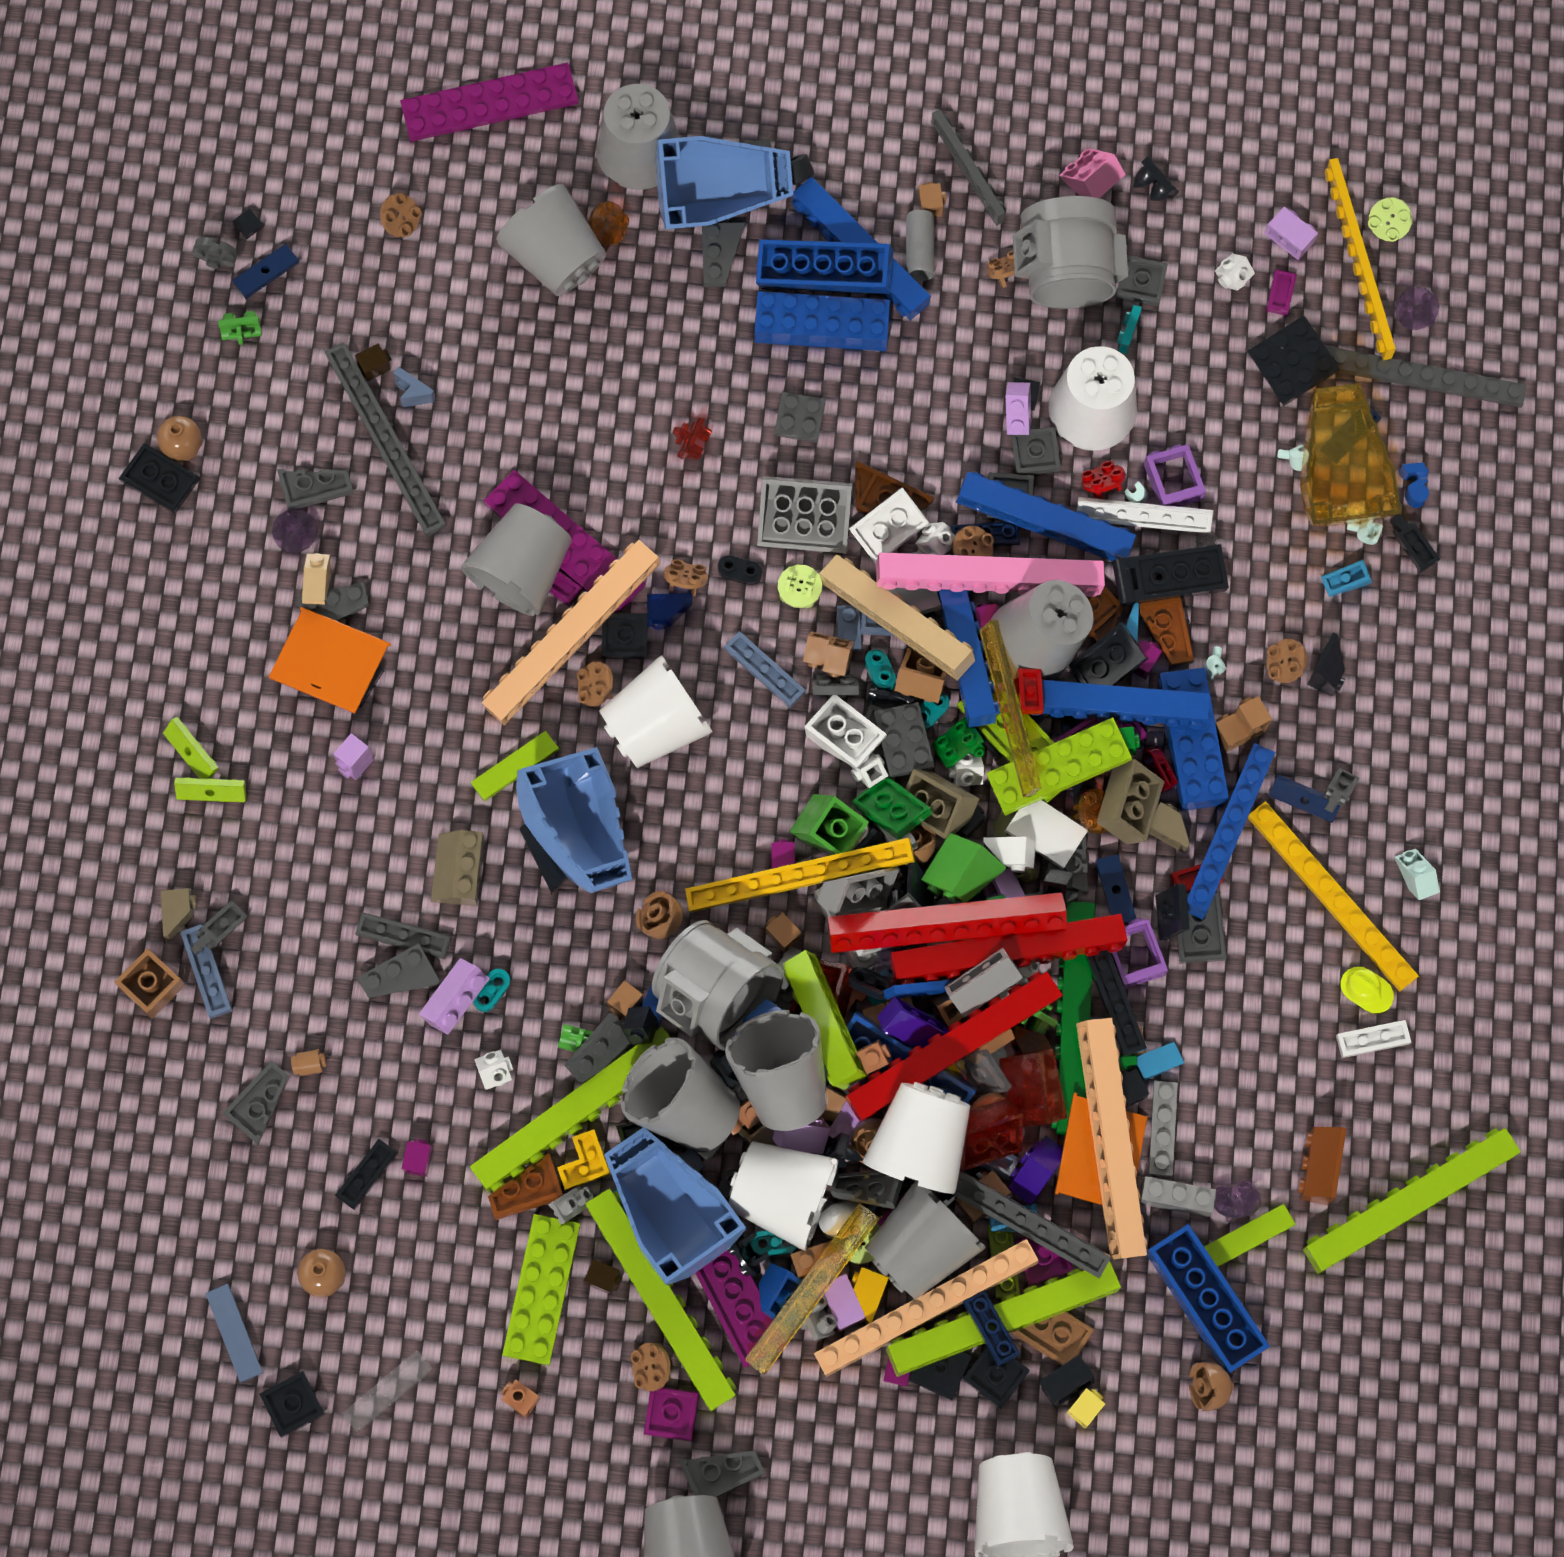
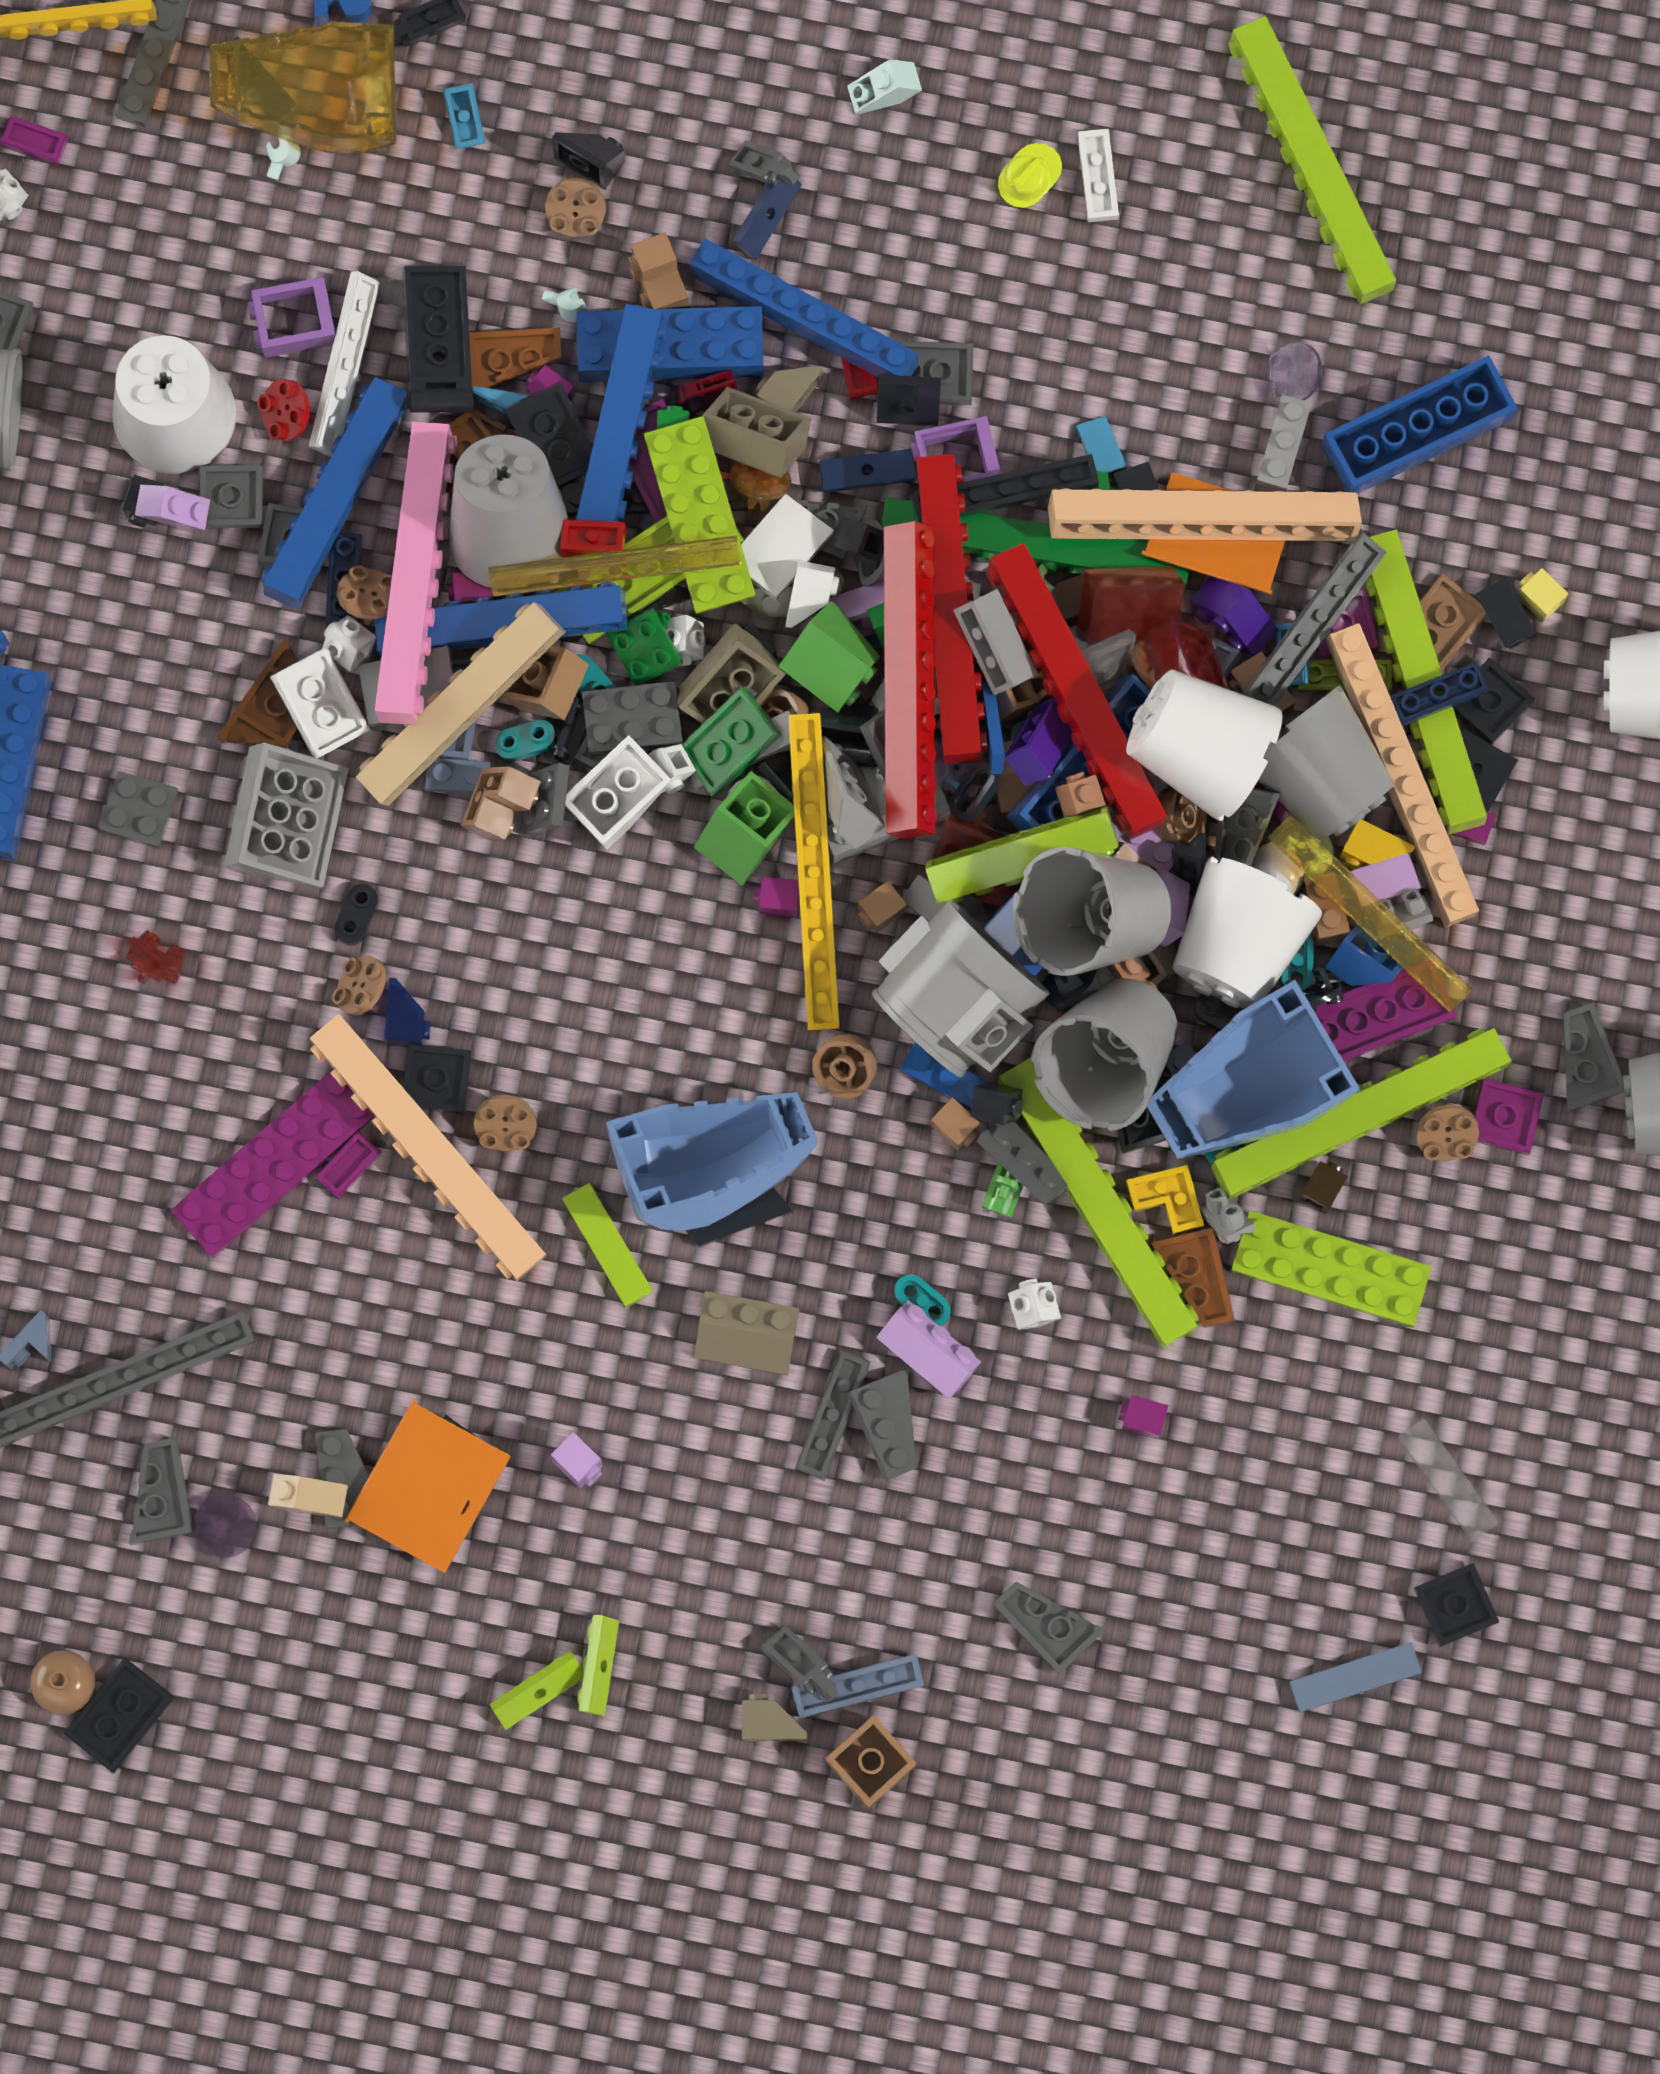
camera: 85 degrees left, 5 degrees up
(308, 1062) = (1000, 1553): medium nougat brick -> none
(321, 1273) = (1285, 1556): medium nougat cylinder -> none
(366, 1174) = (1157, 1488): black tile -> none
(519, 559) = (320, 1201): light grey cone -> none
(519, 1398) = (1472, 1306): nougat brick -> none
(653, 716) = (568, 1041): white cone -> none
(764, 669) = (507, 894): sand blue plate -> none
(810, 588) = (384, 848): yellowish green plate -> none
(1125, 337) = (75, 352): teal plate -> none
(1139, 496) = (316, 368): light aqua piece -> none
(1162, 1129) = (1190, 454): light grey plate -> none
(1211, 1386) = (1528, 438): medium nougat cylinder -> none
(1250, 1235) = (1338, 364): lime tile -> none
(1293, 360) = (141, 137): black plate -> none
(1321, 1164) = (1259, 259): dark orange slope -> none
(1332, 896) = (902, 198): yellow plate -> none
(1366, 531) = (405, 76): light aqua piece -> none

